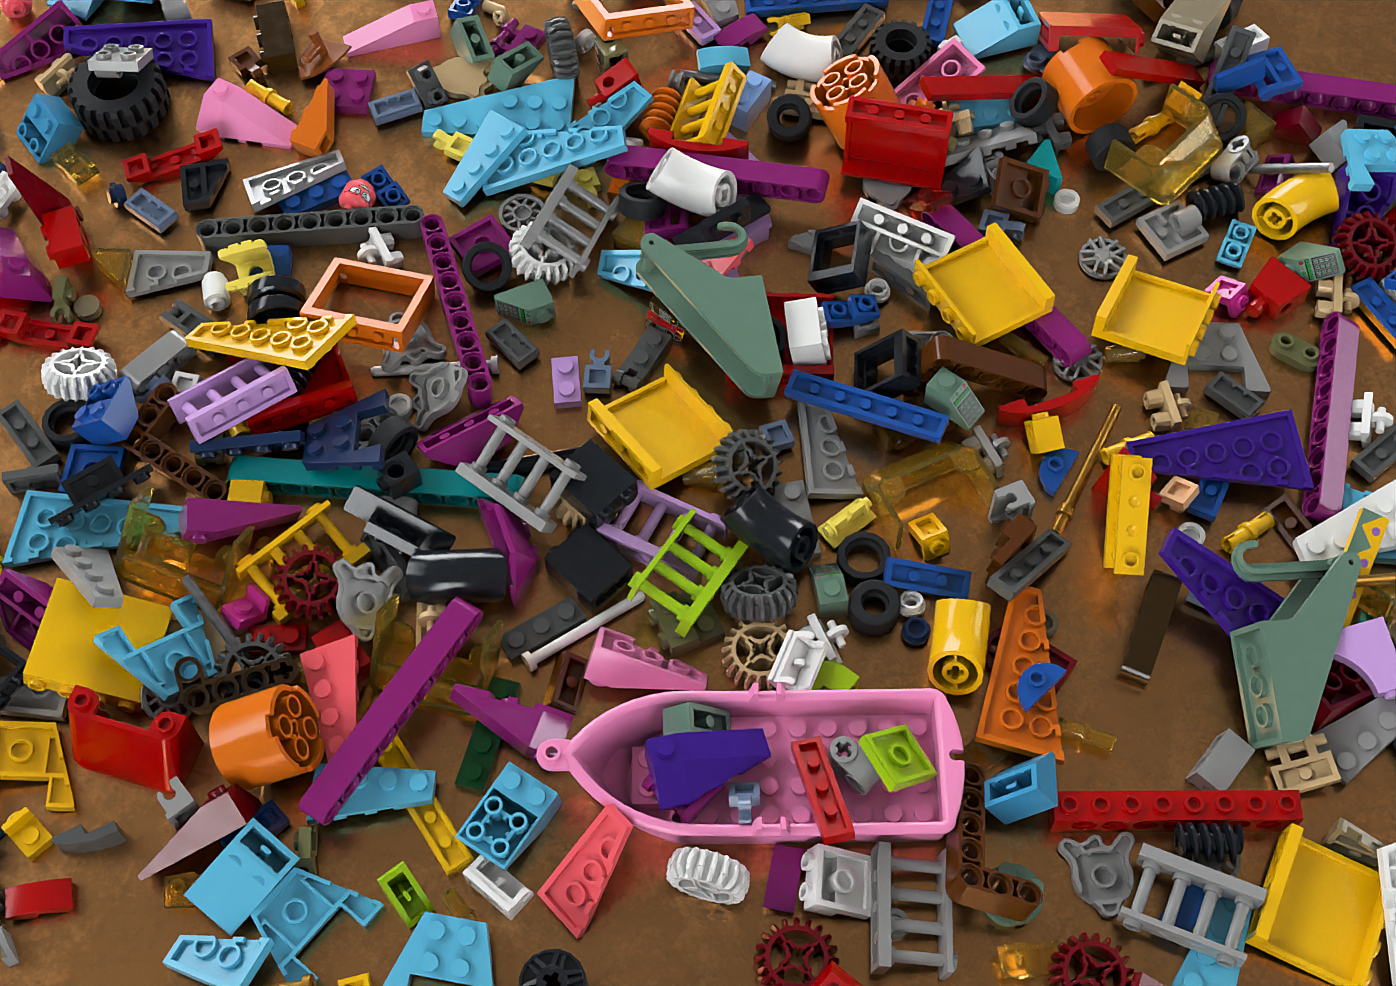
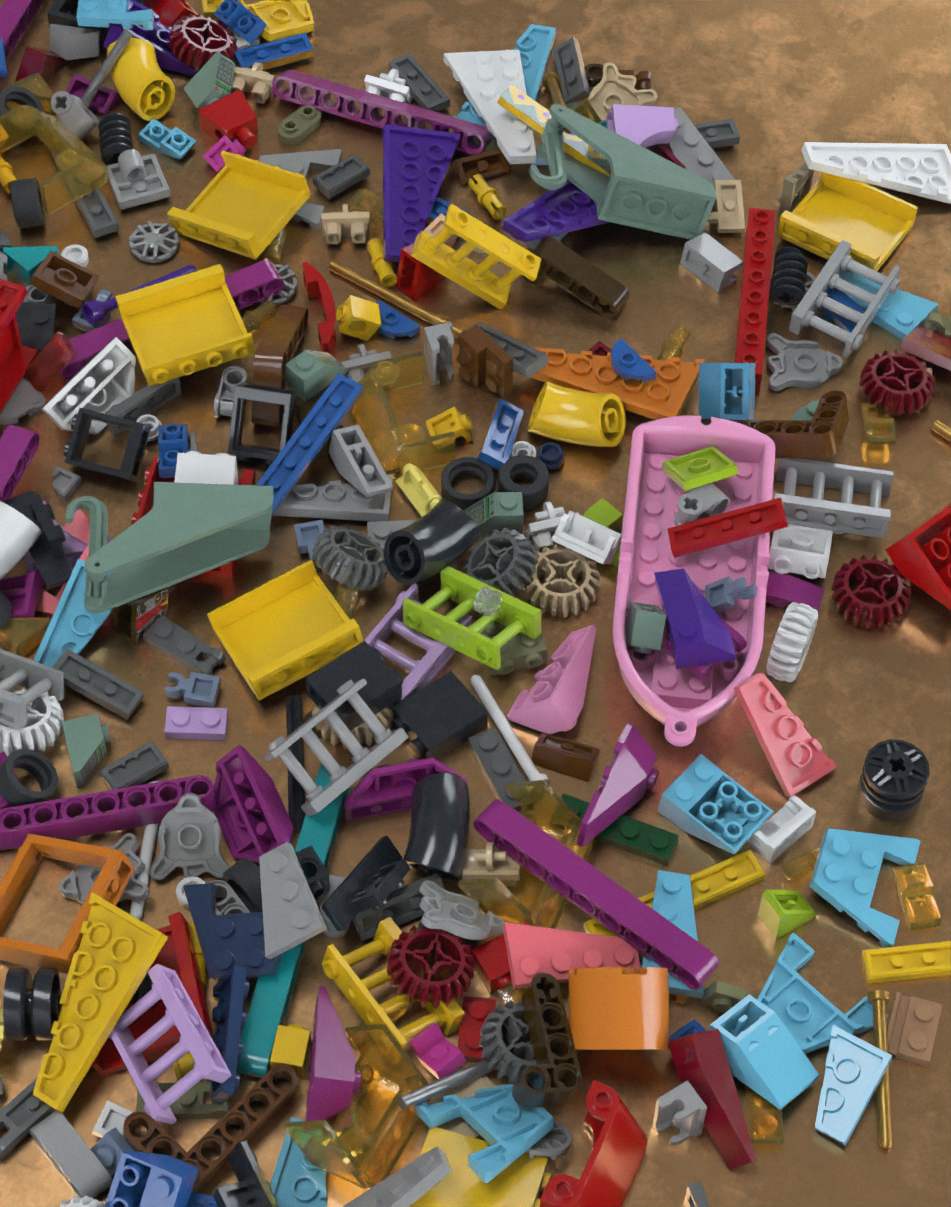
camera: 85 degrees left, 5 degrees down
(354, 455) = (287, 902): none -> light grey wing
(589, 299) = (99, 684): none -> dark grey plate
(694, 576) = (488, 601): none -> clear bush
(858, 457) = (358, 462): none -> light grey slope
(994, 216) = (96, 310): none -> dark purple piece

